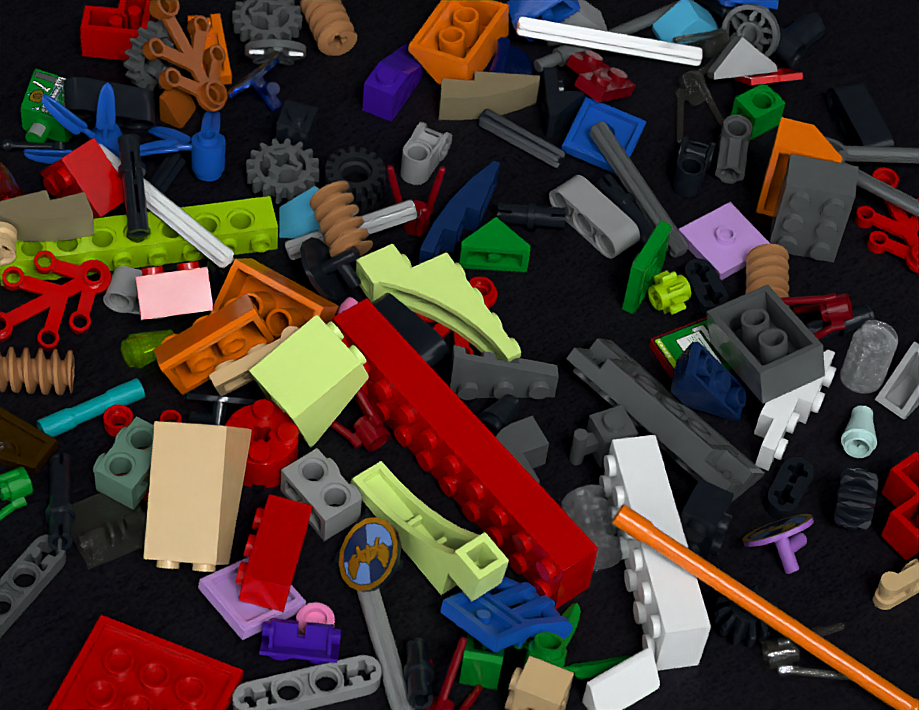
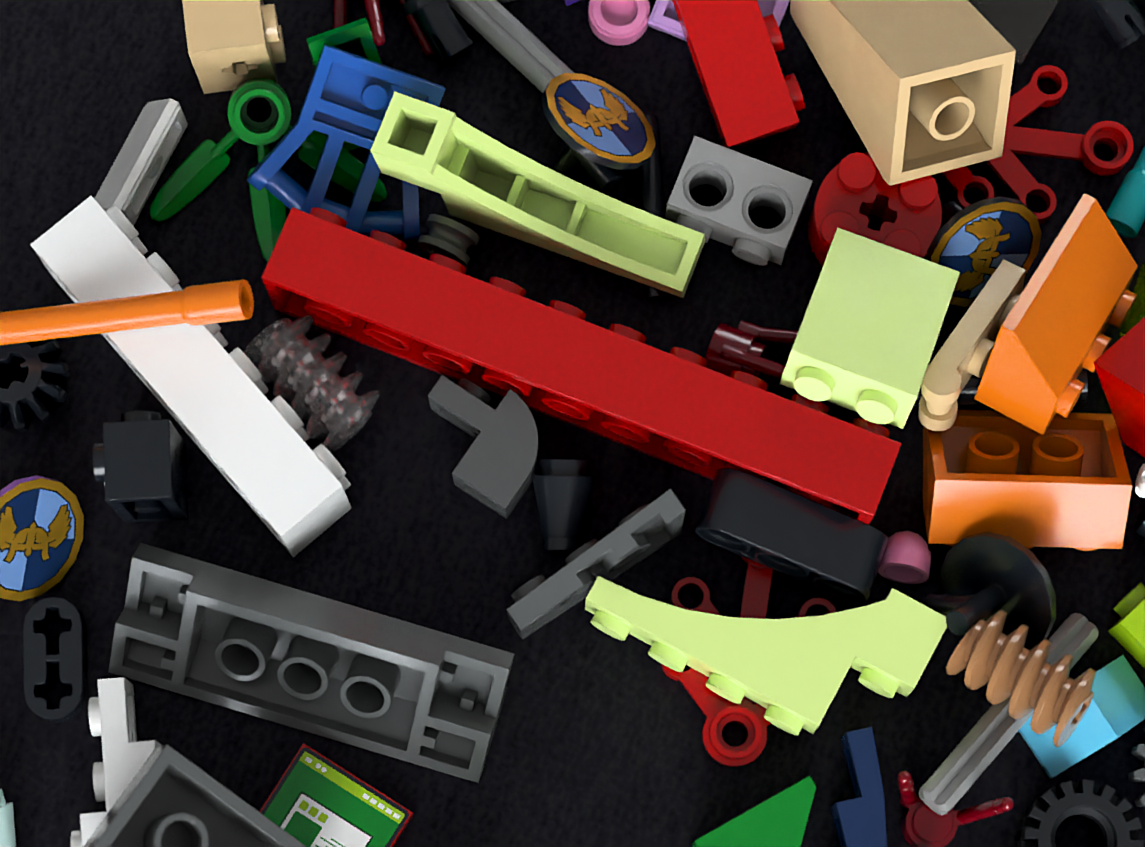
camera: 155 degrees right, 25 degrees up
(127, 459) = (1039, 70): sand green brick -> none
(600, 432) = (375, 562): dark grey brick -> none
(706, 384) = (269, 736): dark blue slope -> none

